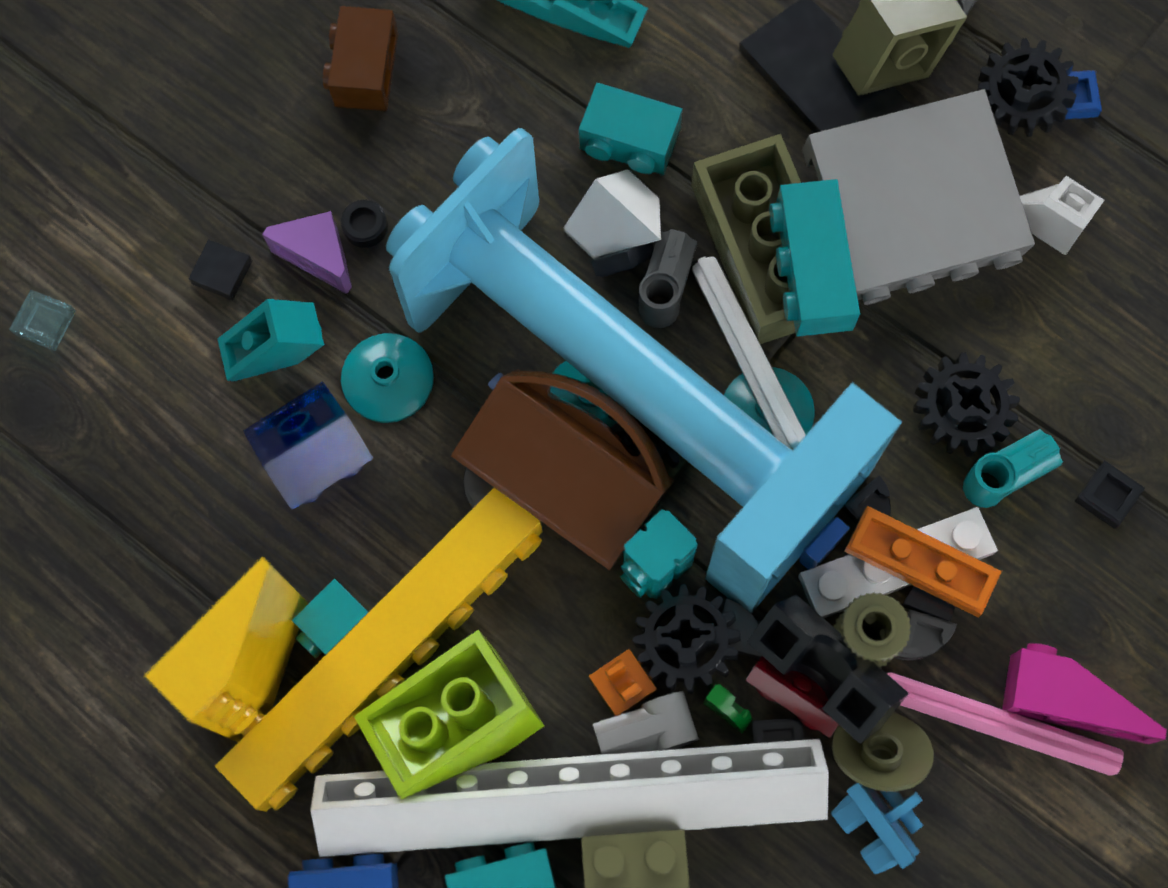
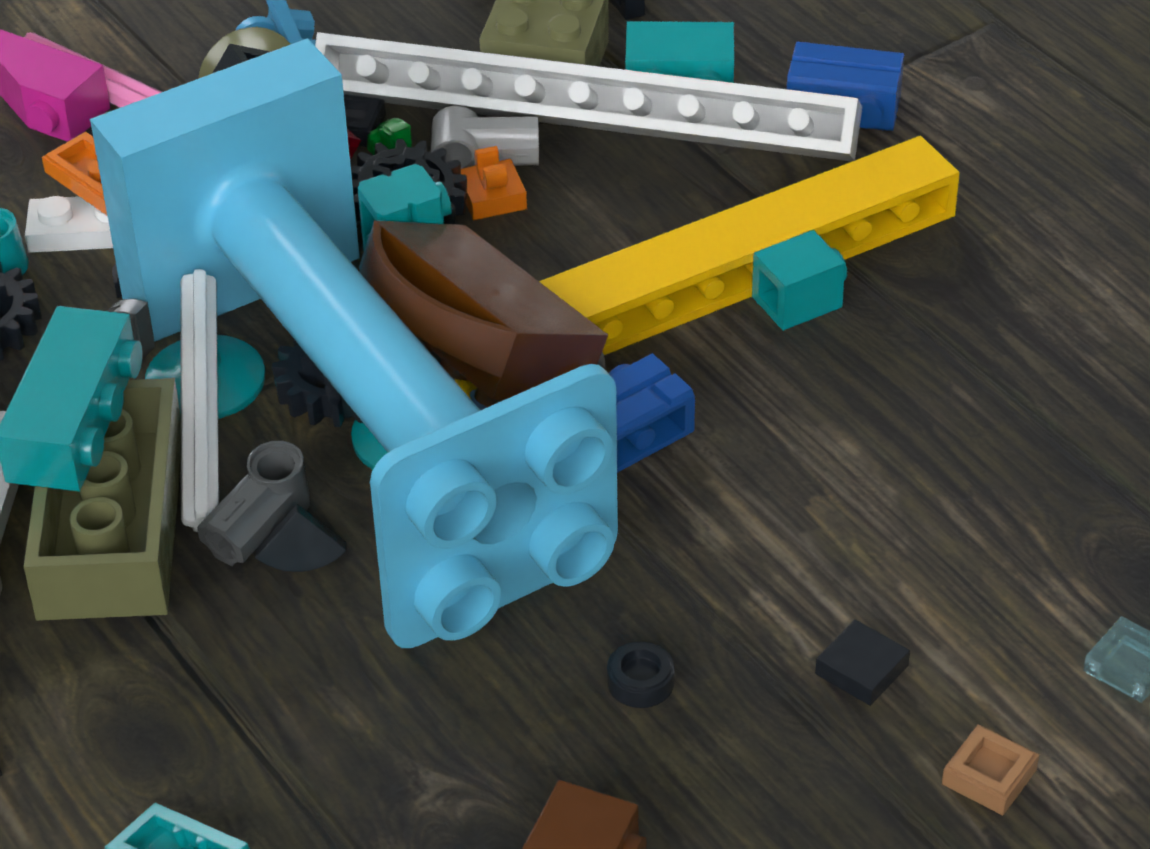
camera: 165 degrees left, 30 degrees down
(126, 211) = (990, 769): none -> medium nougat tile
(234, 656) = (912, 189): yellow slope -> none
(270, 339) = (807, 547): teal slope -> none
(308, 446) = (789, 440): clear blue slope -> none
(313, 246) = (726, 641): medium lavender slope -> none
(393, 397) = (669, 507): teal dish -> none
(431, 430) = (650, 409): none -> blue brick
(448, 718) = (687, 158): lime slope -> none
(615, 216) = (281, 589): white slope -> none
(629, 129) = (216, 680): teal brick -> none

